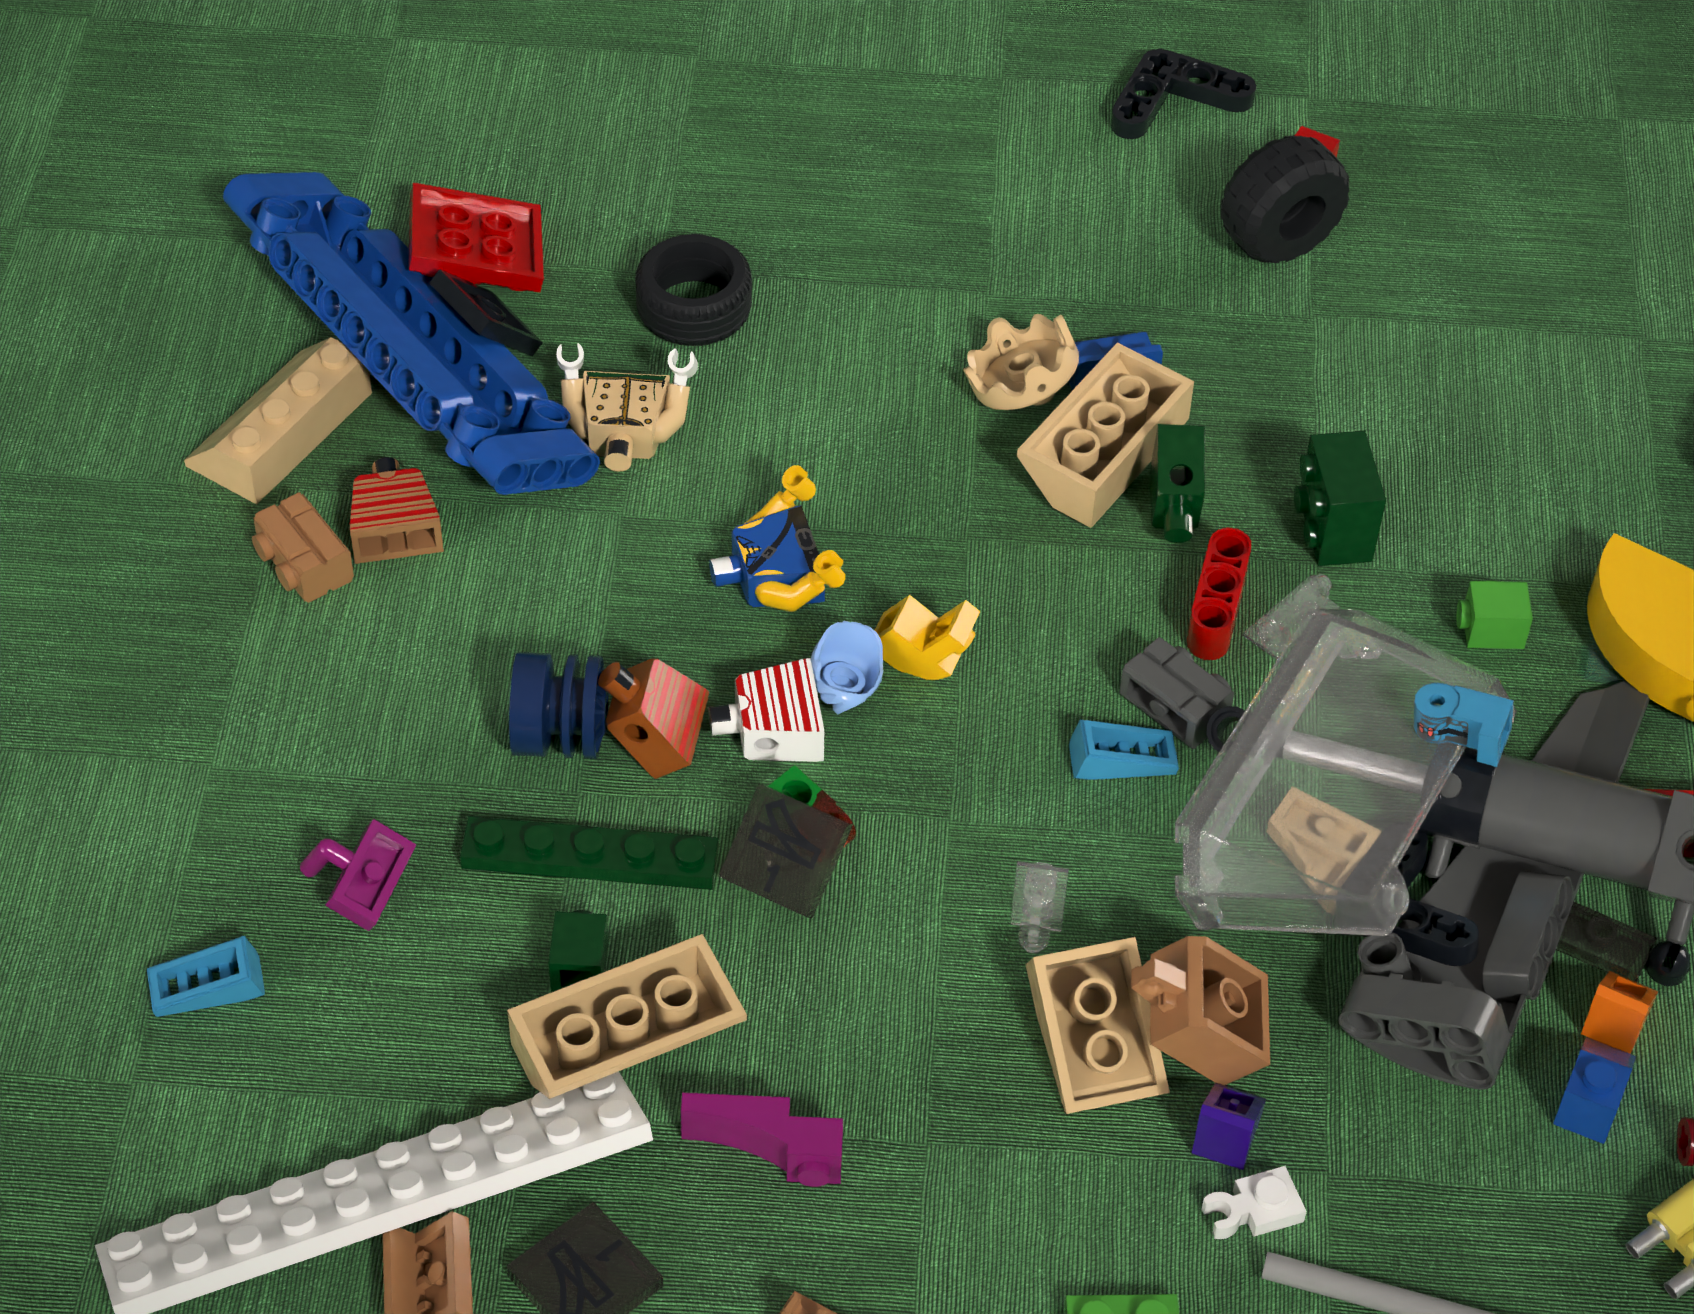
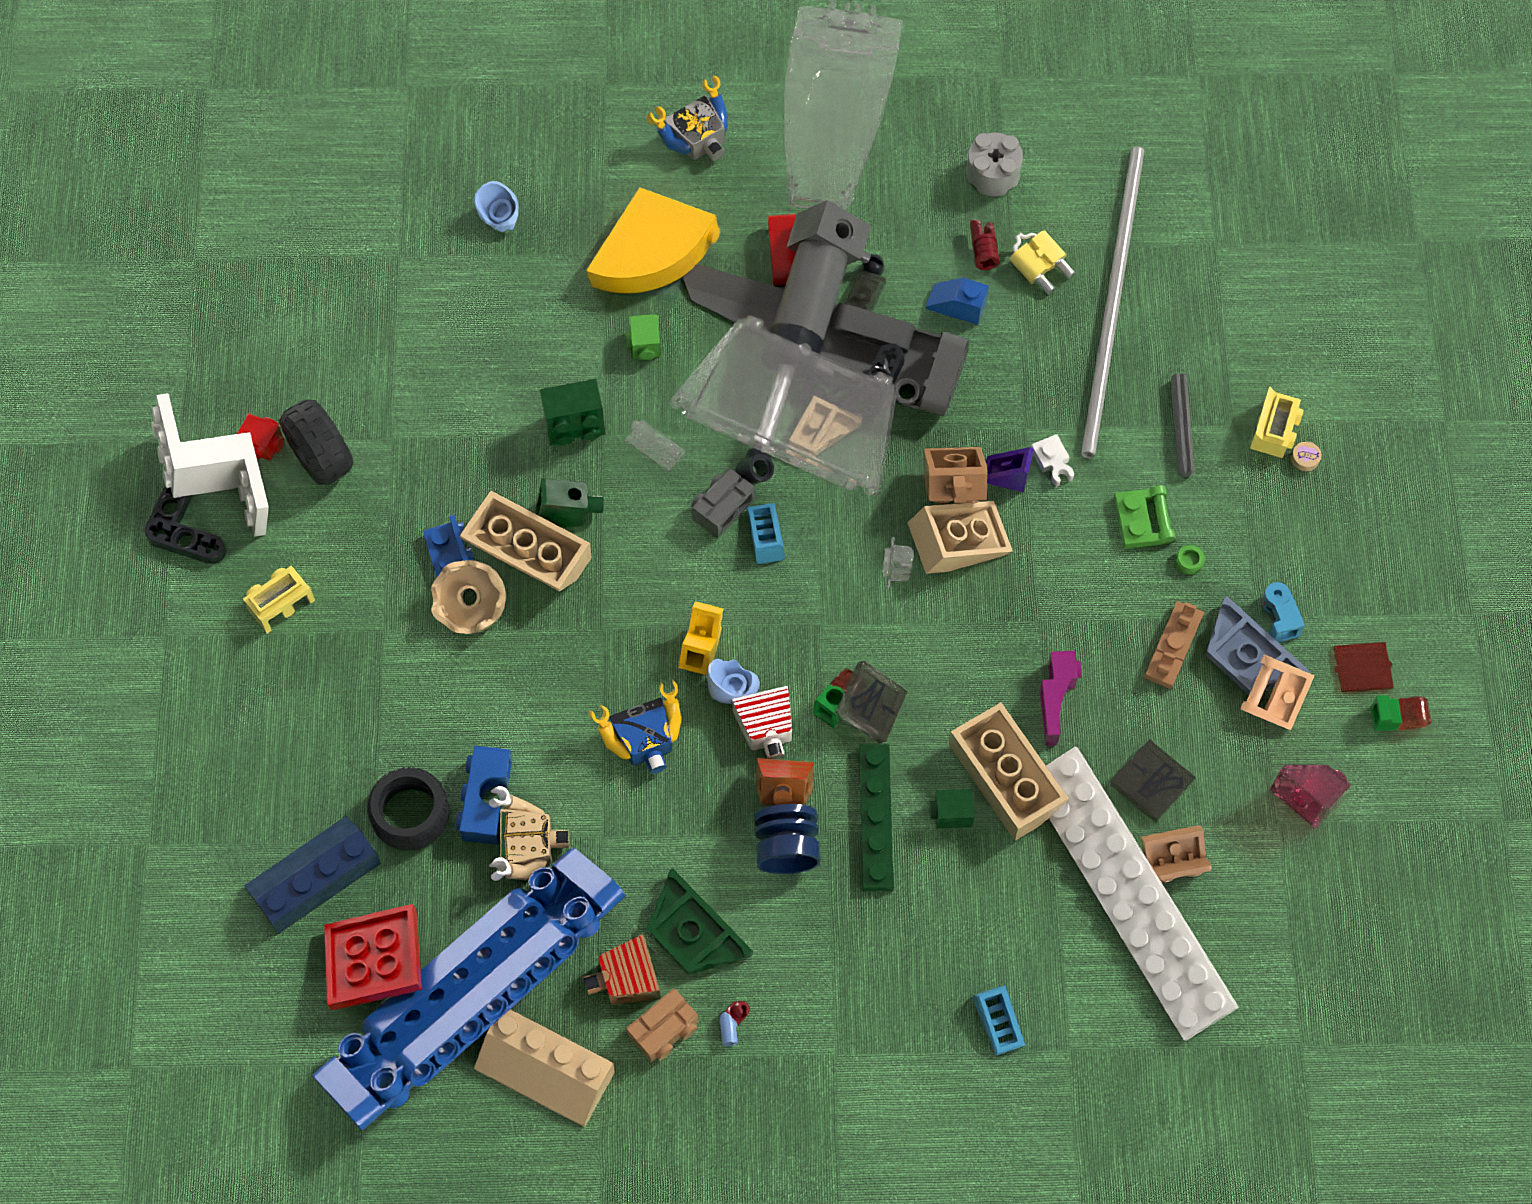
camera: 95 degrees left, 15 degrees up
(293, 633) = (731, 1019): none -> arm
(367, 872) = (916, 937): magenta plate -> none
(447, 596) = (692, 929): none -> dark green wing
(485, 312) = (448, 937): black tile -> none
(610, 192) = (313, 874): none -> dark blue slope
(738, 373) = (487, 769): none -> blue arch
(1044, 168) = (277, 596): none -> light yellow window
(1219, 593) = (635, 472): red beam -> none
(1248, 90) = (210, 465): none -> white bracket
(1464, 719) = (777, 331): dark azure leg -> none
(1618, 1012) = (909, 286): orange slope -> none

